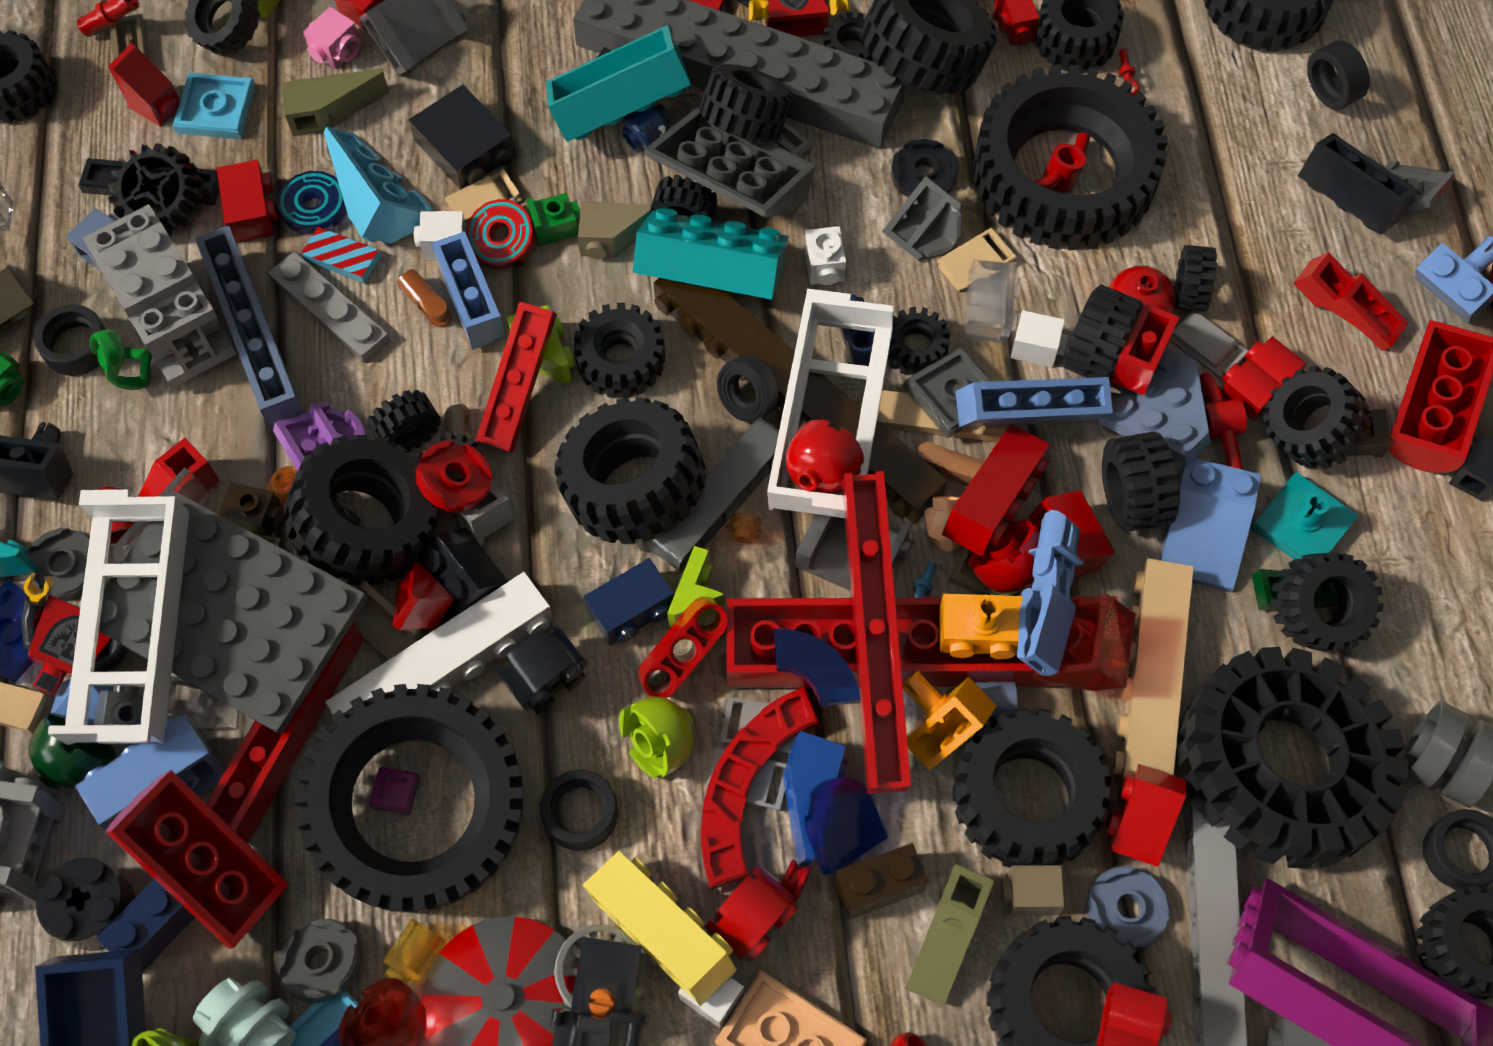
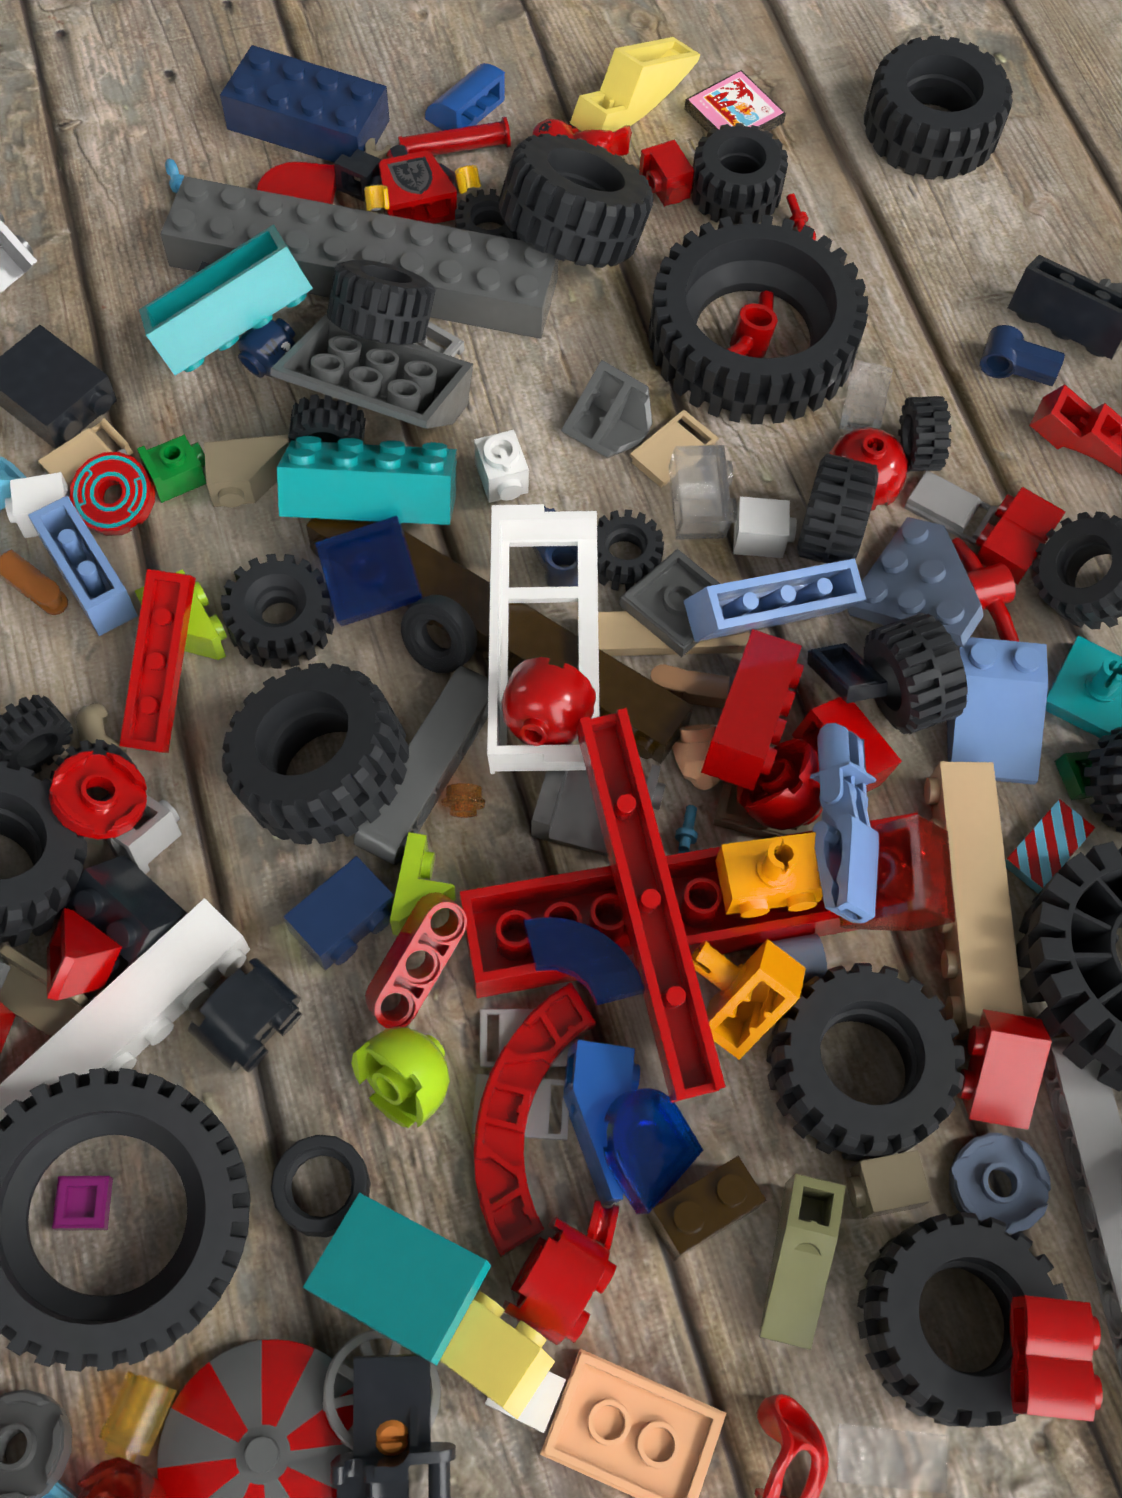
camera: 15 degrees left, 0 degrees up
(626, 884) = (398, 1277): none -> teal tile
(698, 328) = (369, 571): none -> clear blue tile
(920, 153) = (589, 337): black tile -> none
(1084, 472) = (847, 673): none -> black tile
(1144, 349) = (889, 521): red brick -> none
(1153, 238) = (865, 396): none -> clear slope
(1238, 635) = (1049, 846): none -> tile
(1290, 217) = (1009, 354): none -> dark blue piece
(1351, 69) = (1045, 181): black tyre -> none

